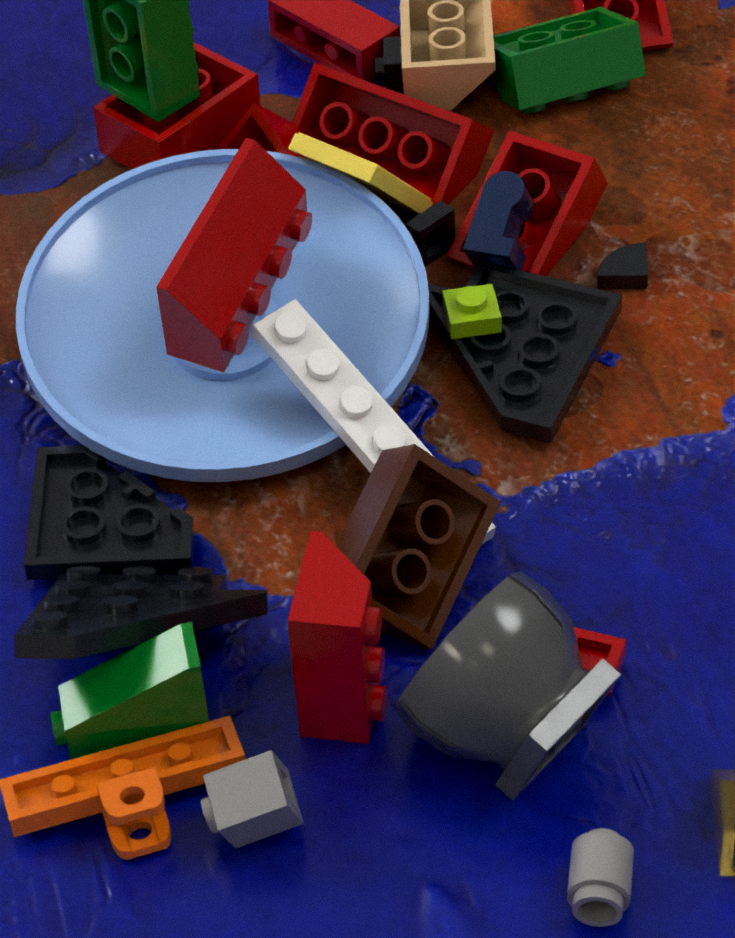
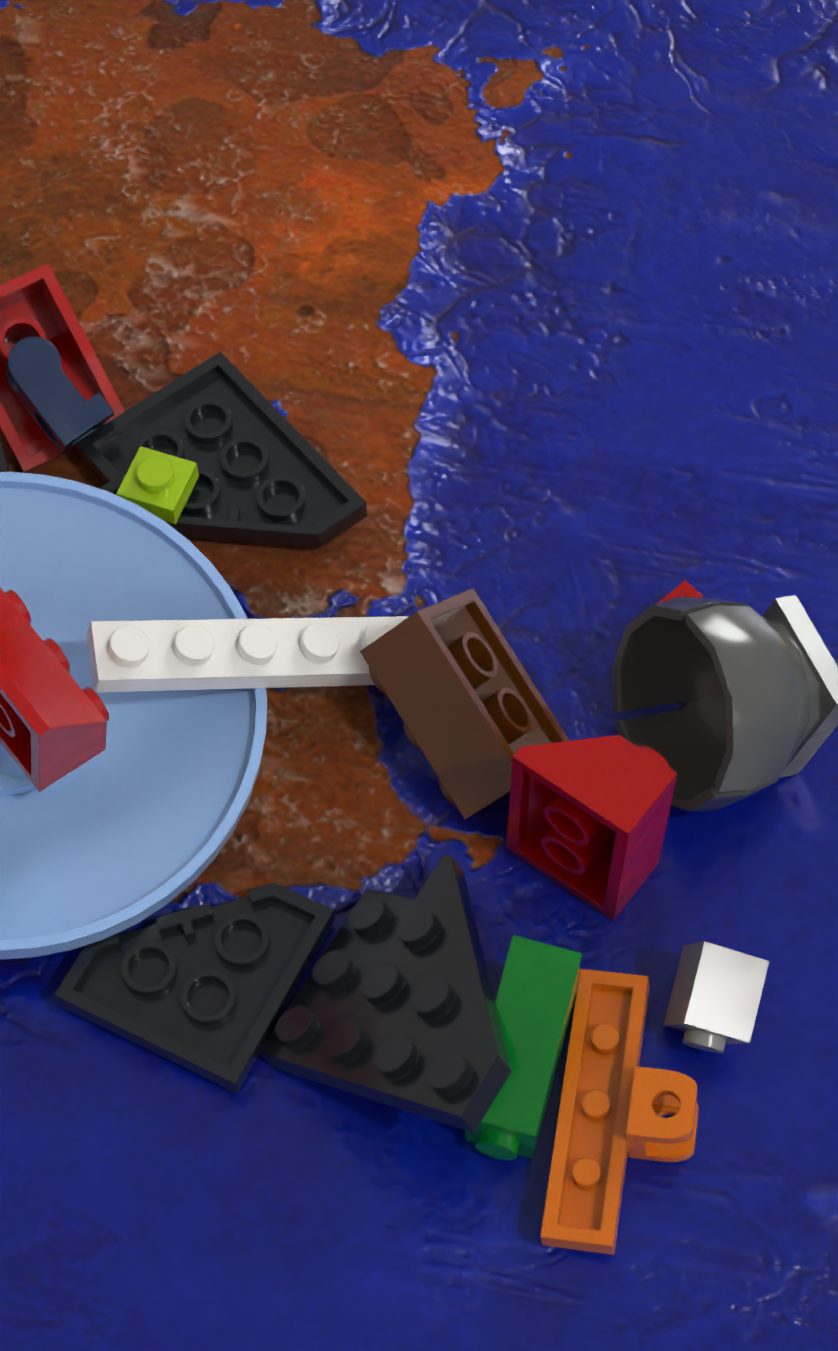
camera: 65 degrees left, 15 degrees up
(624, 268) = (167, 331): black tile -> none

